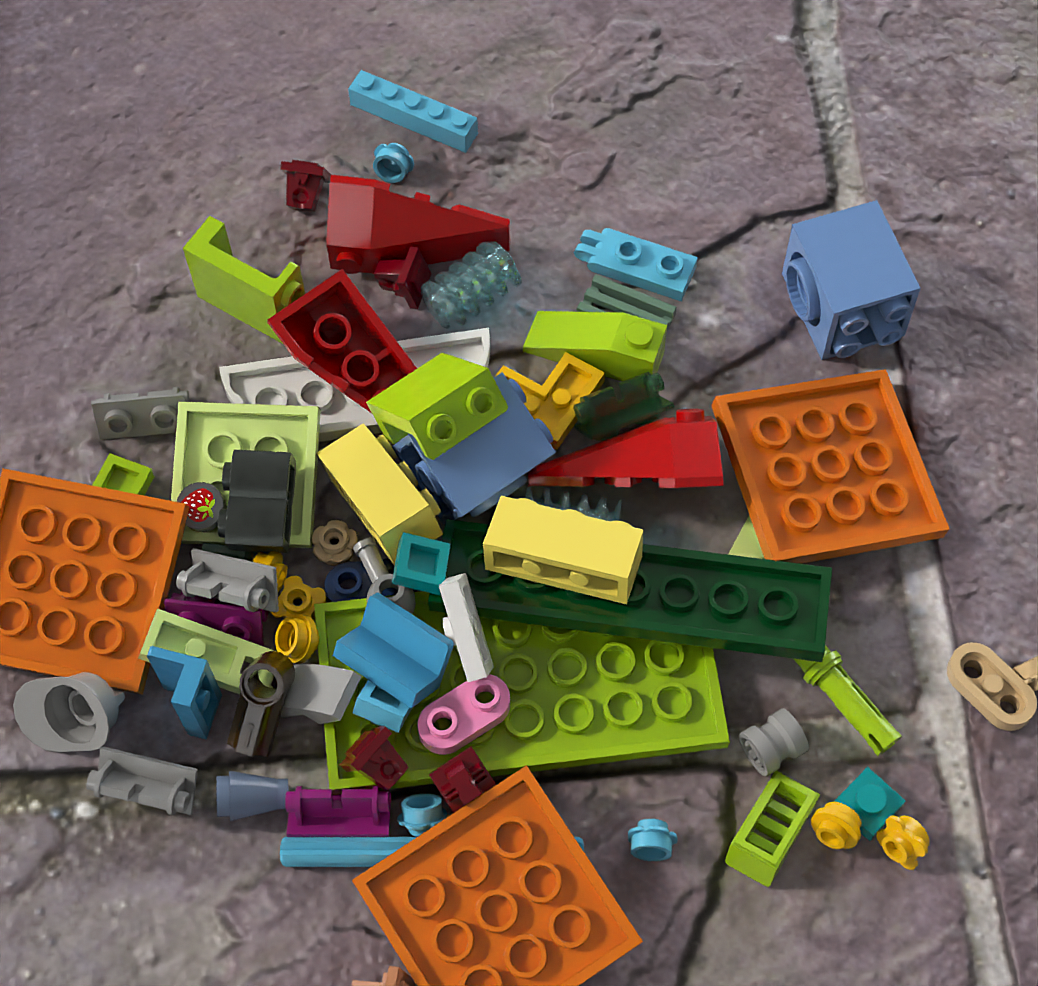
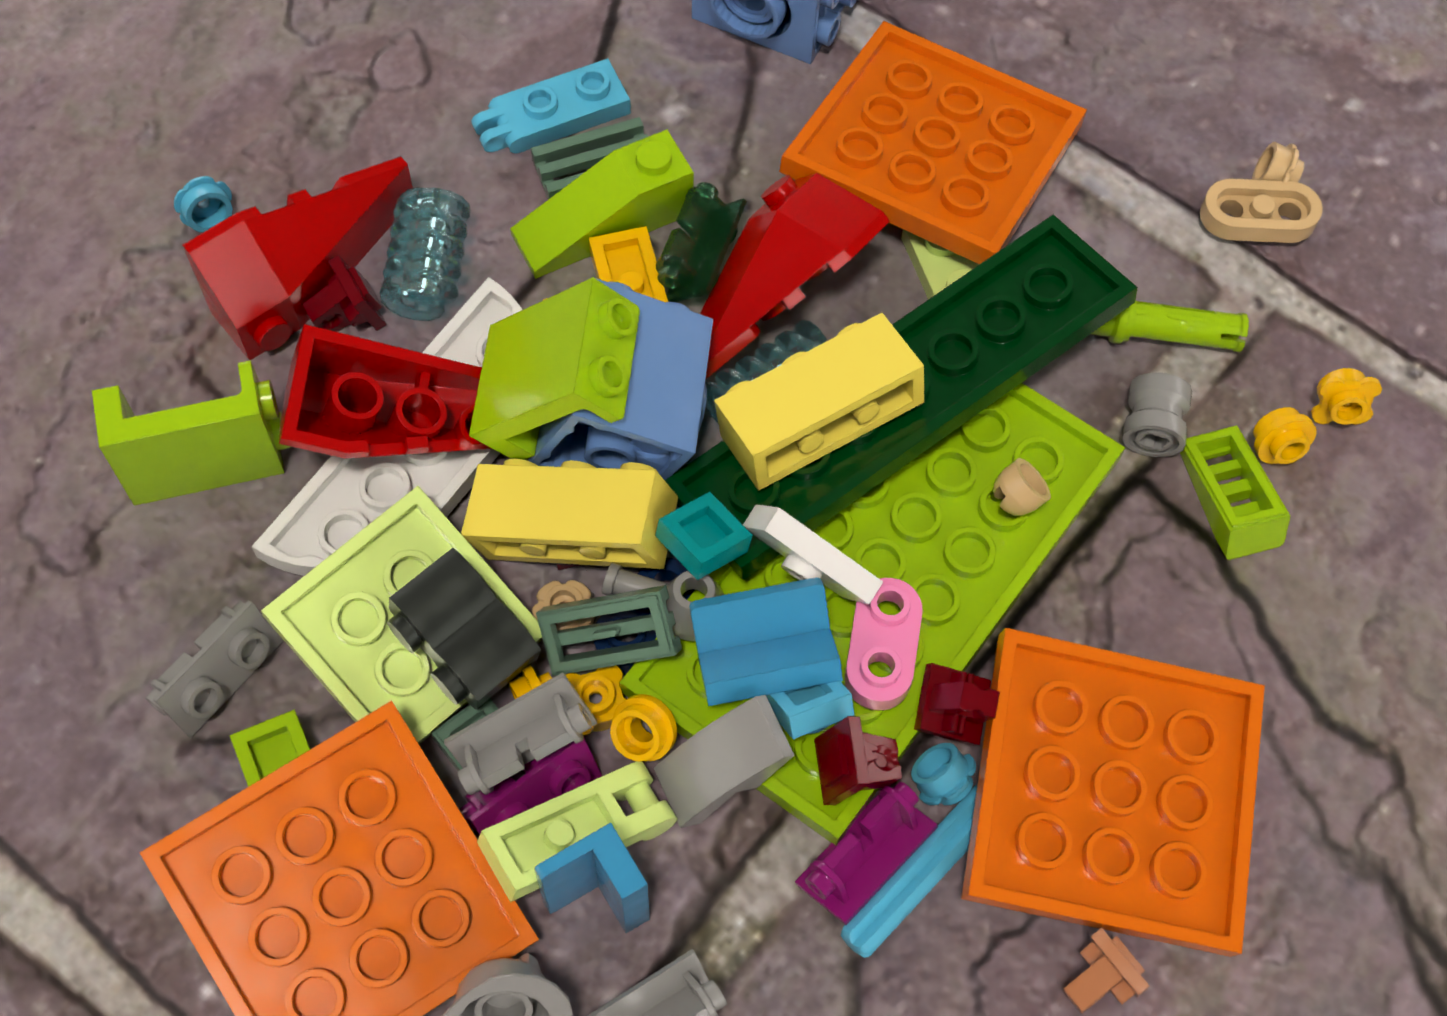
camera: 50 degrees left, 0 degrees up
(203, 504) = (408, 687): tile -> none
(248, 795) = (761, 926): sand blue cone -> none
(259, 705) = (686, 825): dark brown piece -> none
(304, 183) = (132, 297): dark red brick -> none
(356, 585) = (659, 620): none -> sand green tile
(413, 111) = (167, 141): medium azure piece -> none
(635, 696) = (1021, 488): none -> tan hinge
(651, 840) = (1156, 597): medium azure plate -> none
(871, 801) = (1277, 387): teal plate -> none

